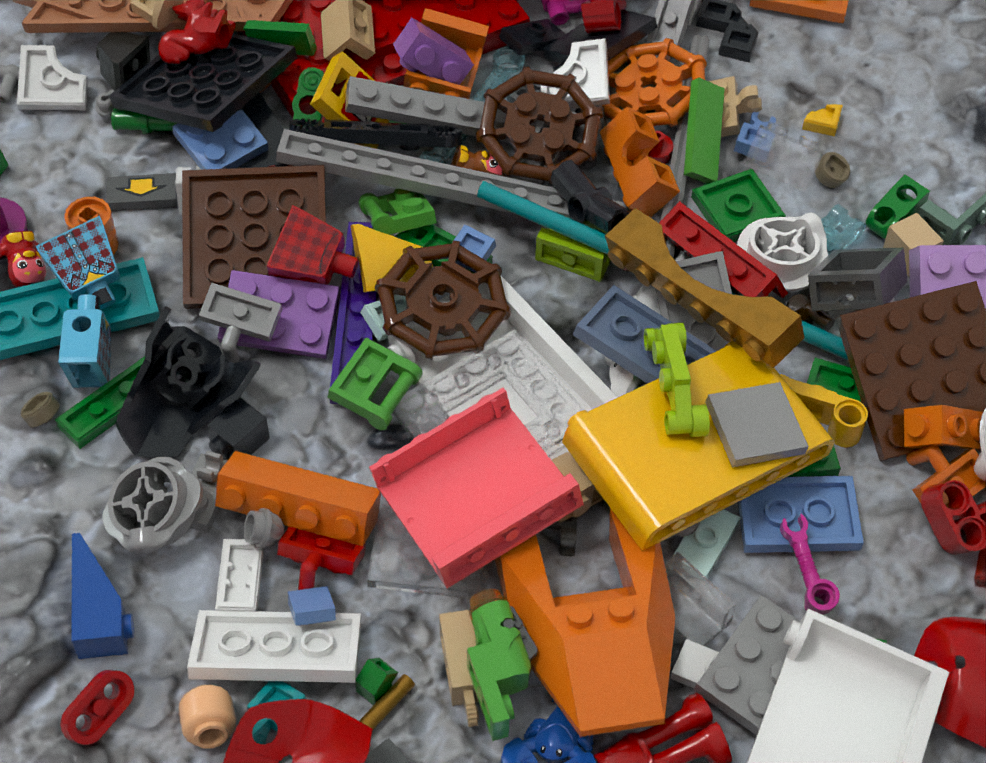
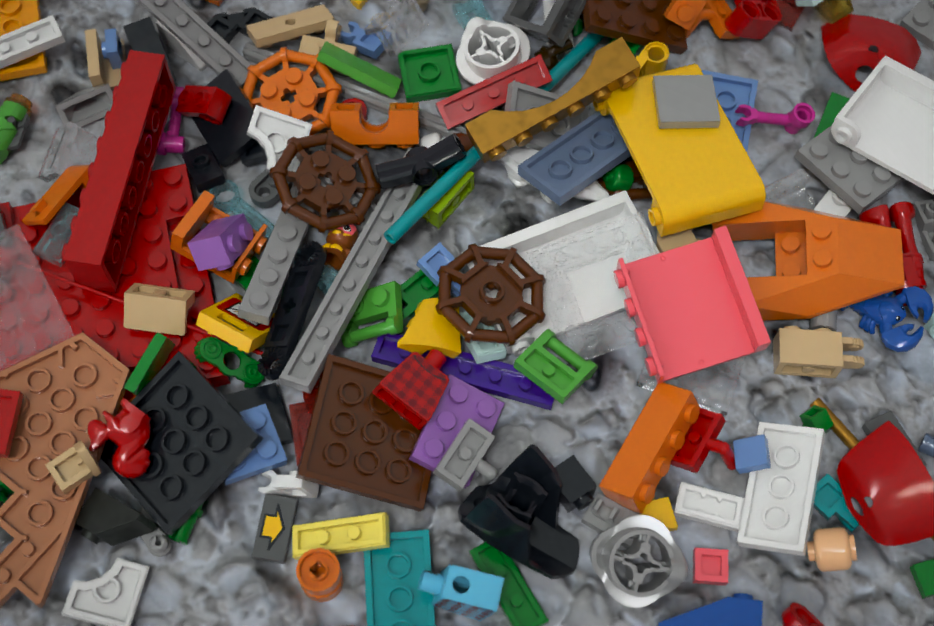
camera: 75 degrees left, 10 degrees up
(83, 261) = (375, 579): torso -> none
(138, 240) = (342, 535): none -> light yellow tile
(164, 589) = (710, 566): none -> coral plate
(222, 526) = (662, 510): none -> yellow tile
(263, 528) = (680, 476): light grey plate -> none
(499, 660) = (838, 324): bright green plate -> none
(668, 350) = (637, 135): lime plate -> none
(741, 63) = (289, 26): none -> tan tile

